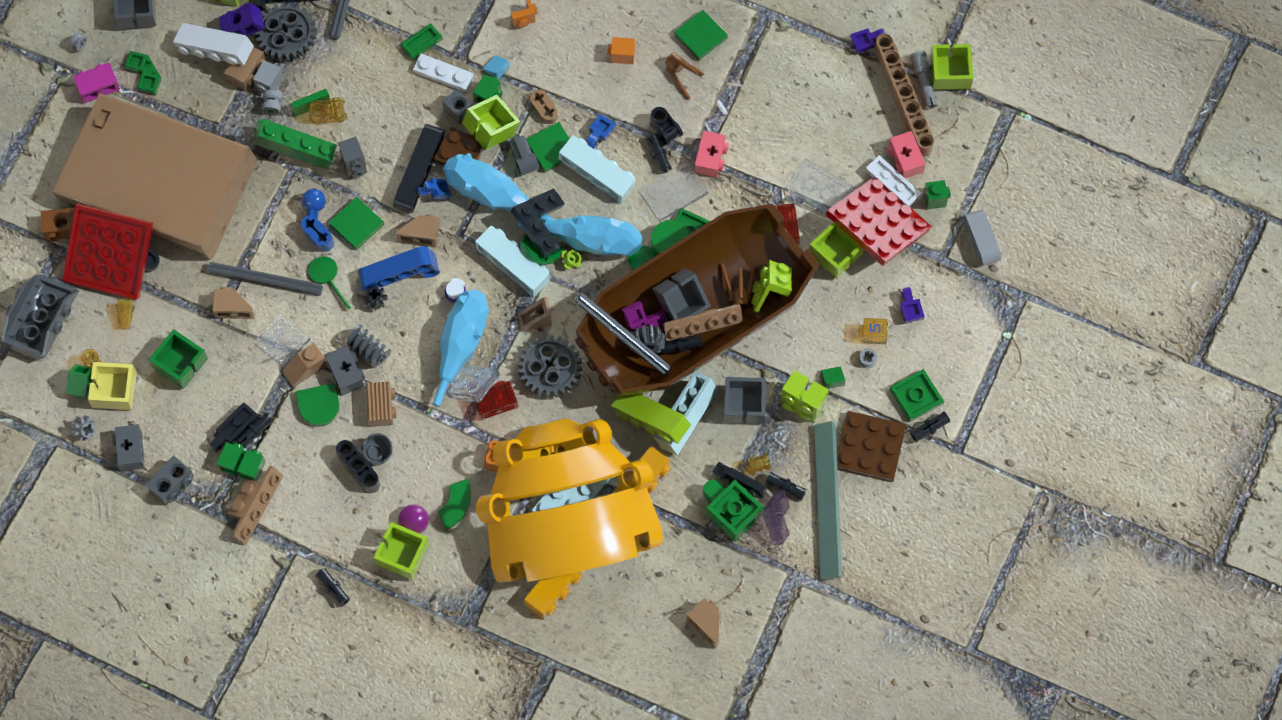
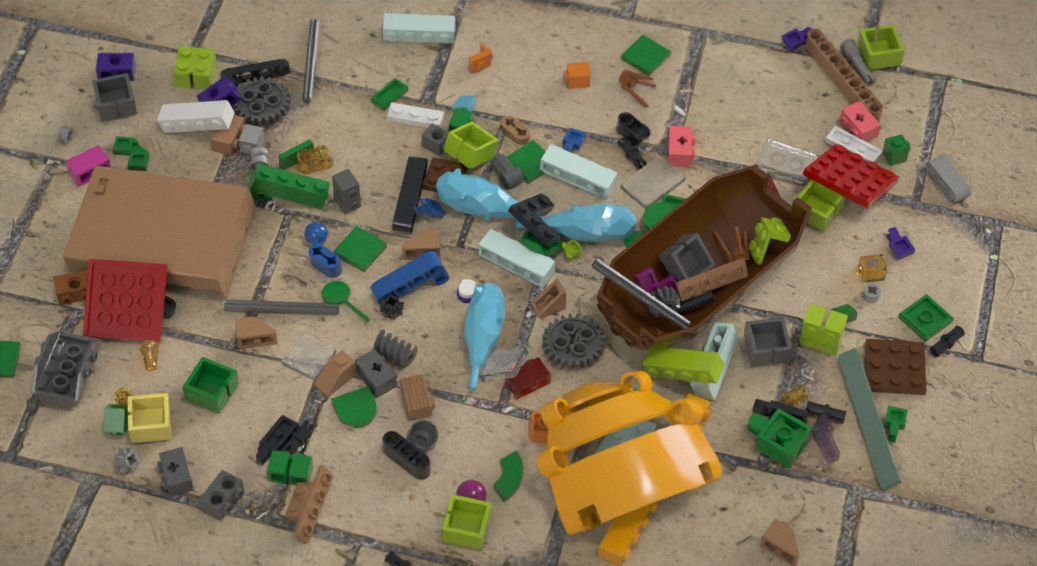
camera: 10 degrees left, 15 degrees down
(854, 507) = (895, 420): none -> green plate

